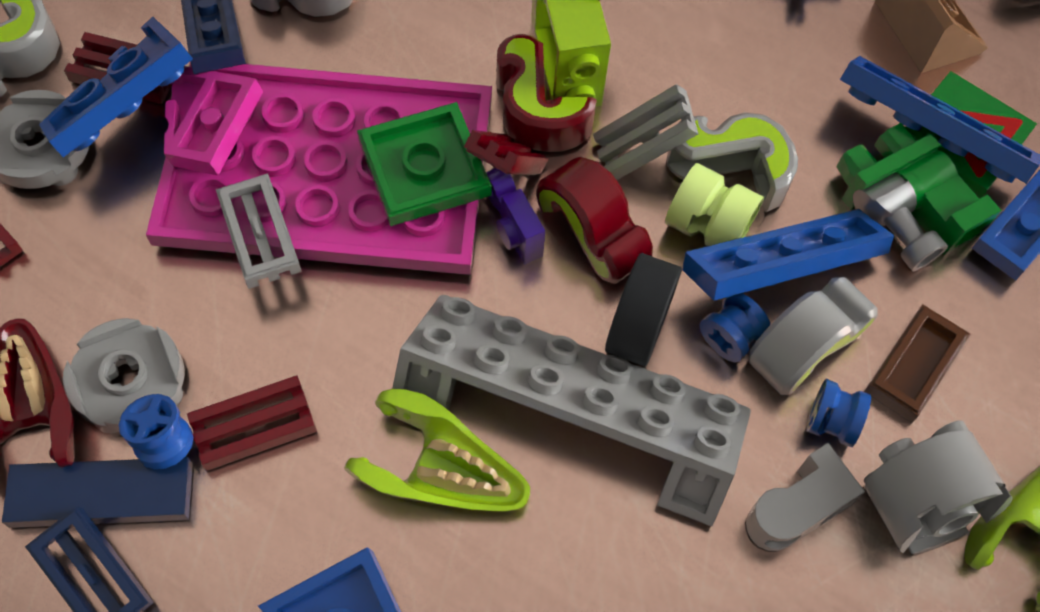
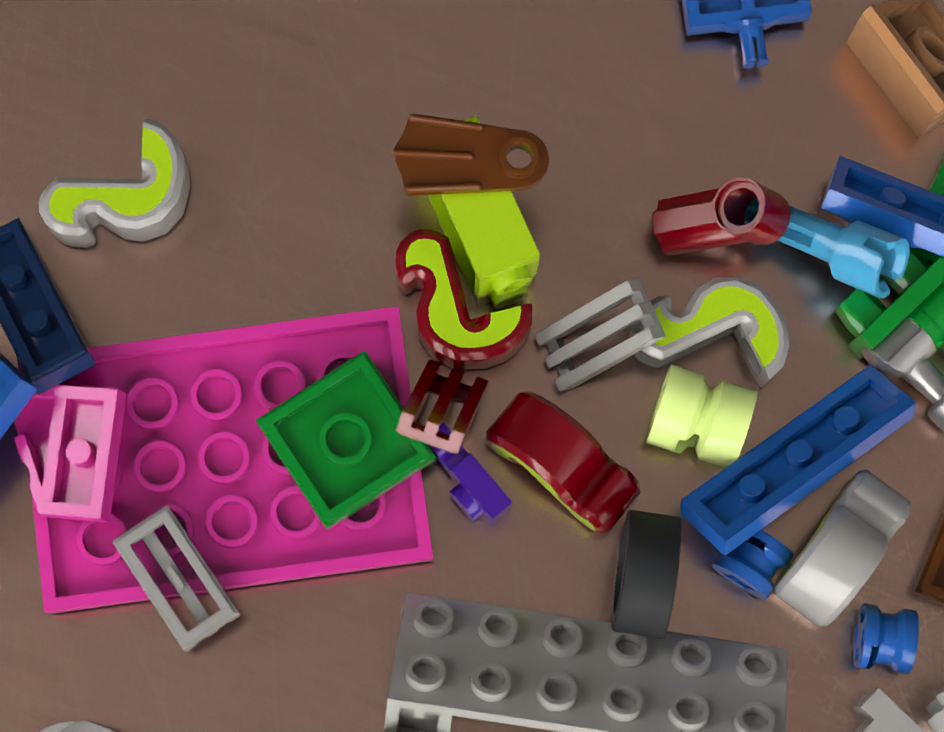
camera: 15 degrees left, 15 degrees up
(774, 70) = (717, 218): none -> dark red piece
(862, 114) = (854, 252): none -> dark azure piece

